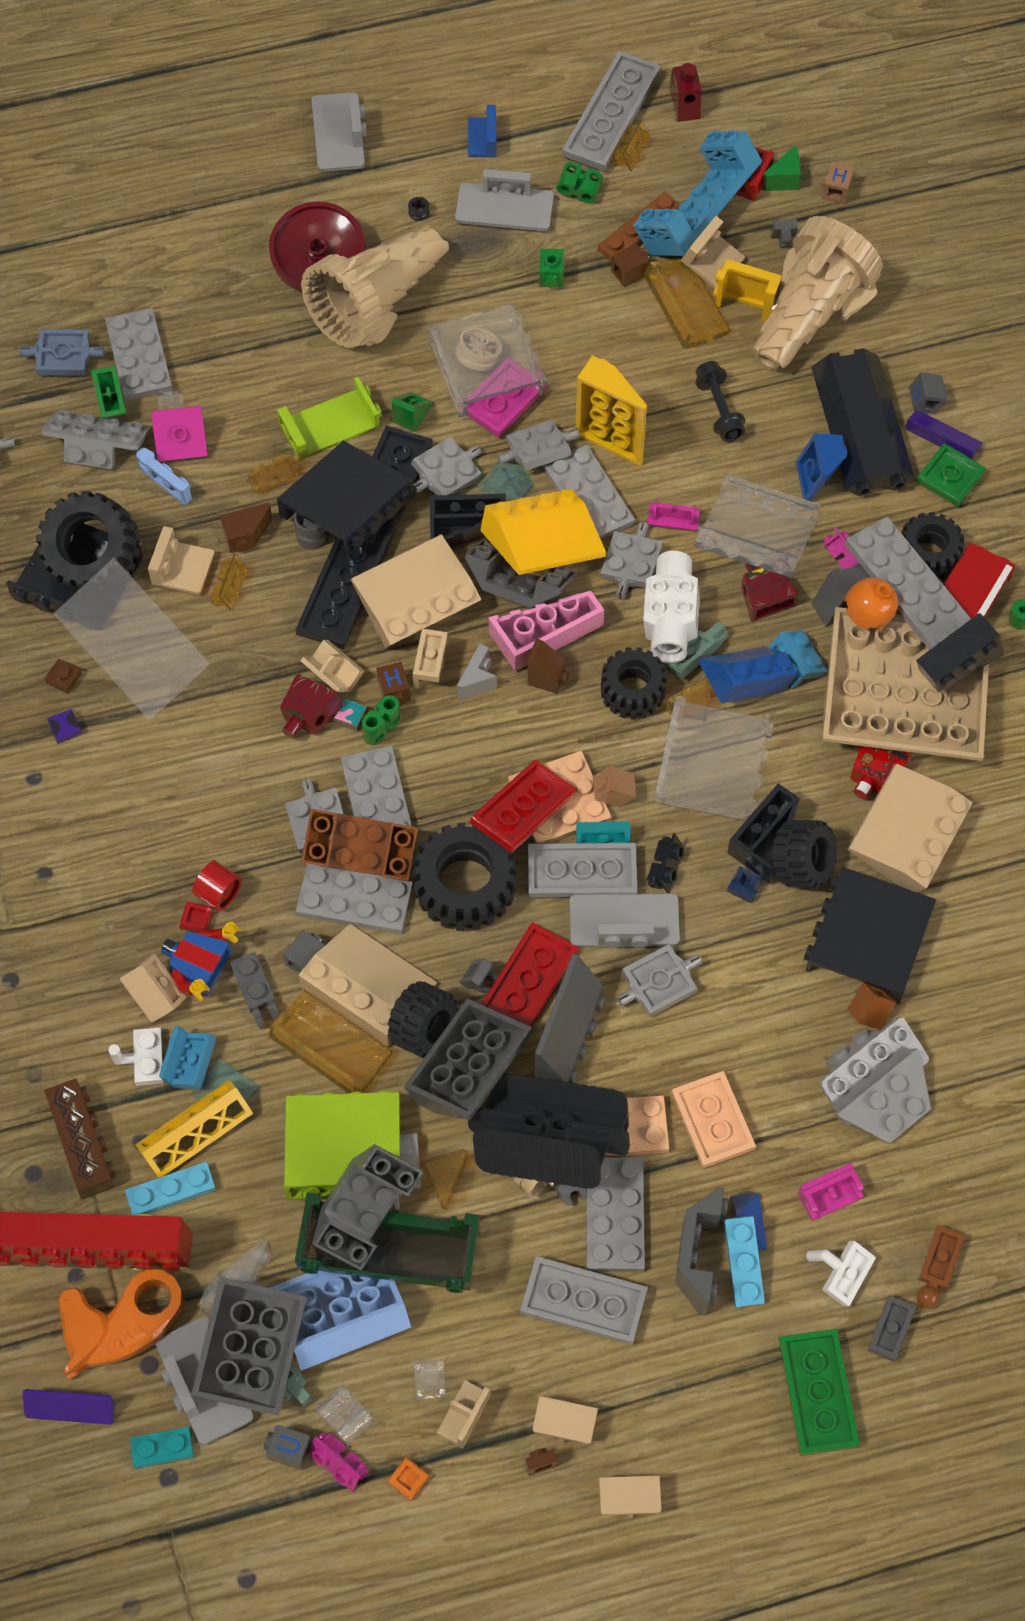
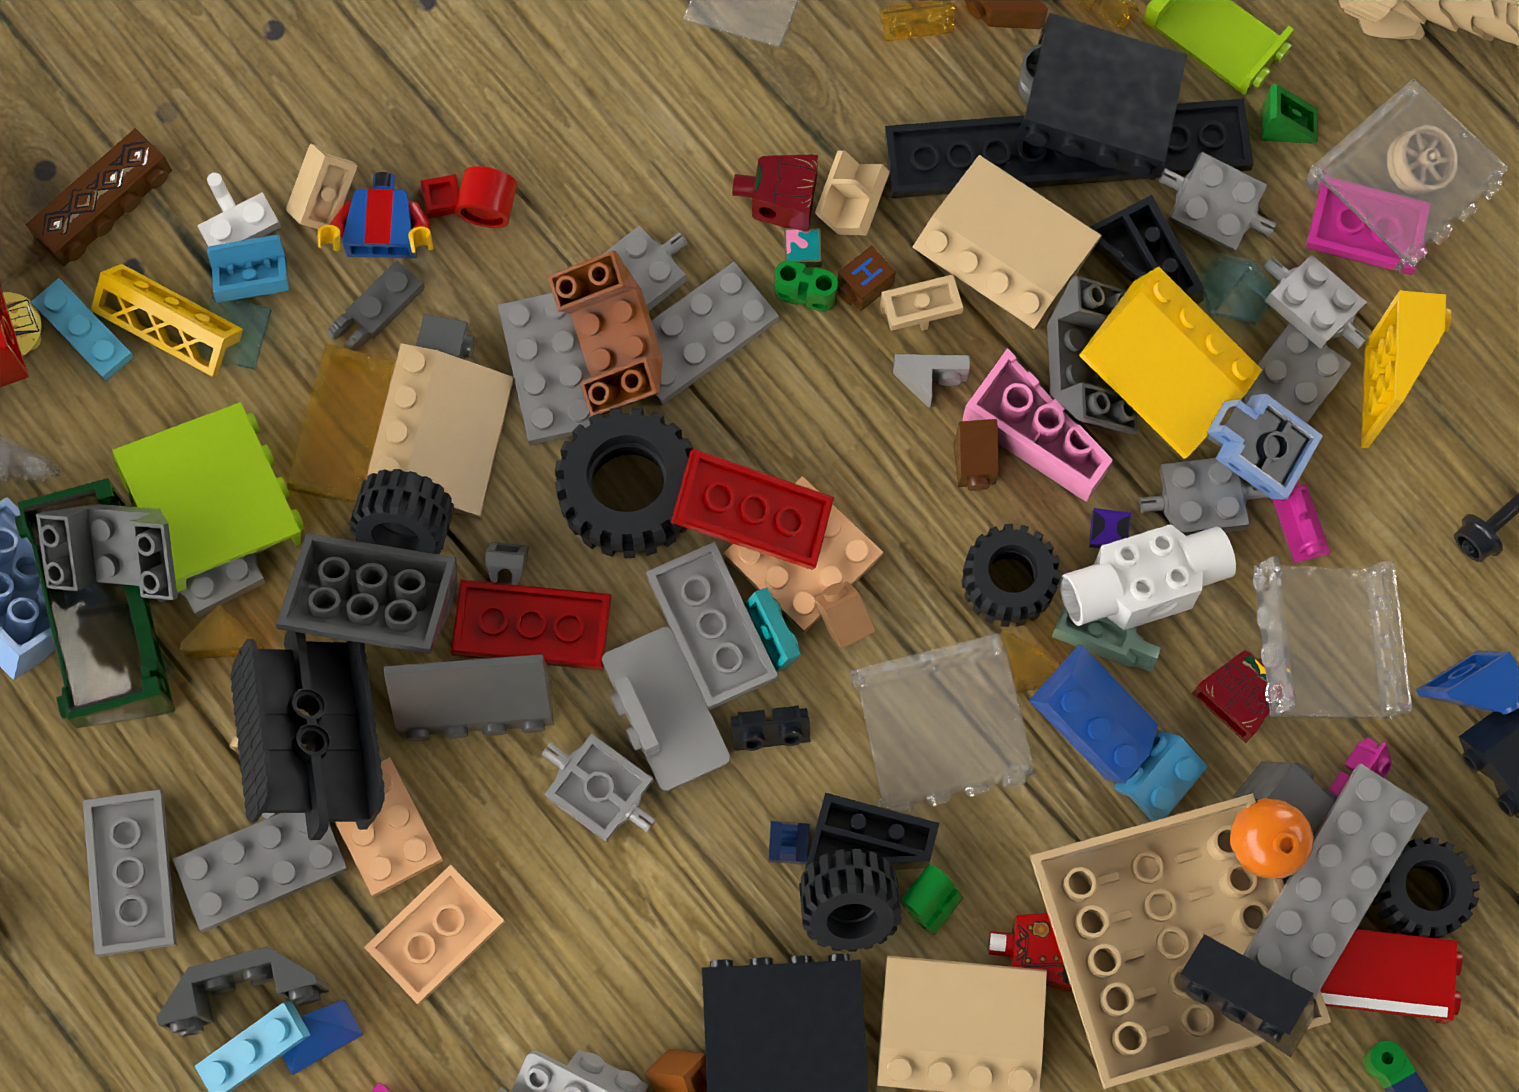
camera: 65 degrees right, 10 degrees up
(620, 506) = (1264, 443): none -> piece
(627, 620) = (1108, 527): none -> dark purple tile
(820, 809) = (931, 899): none -> green piece

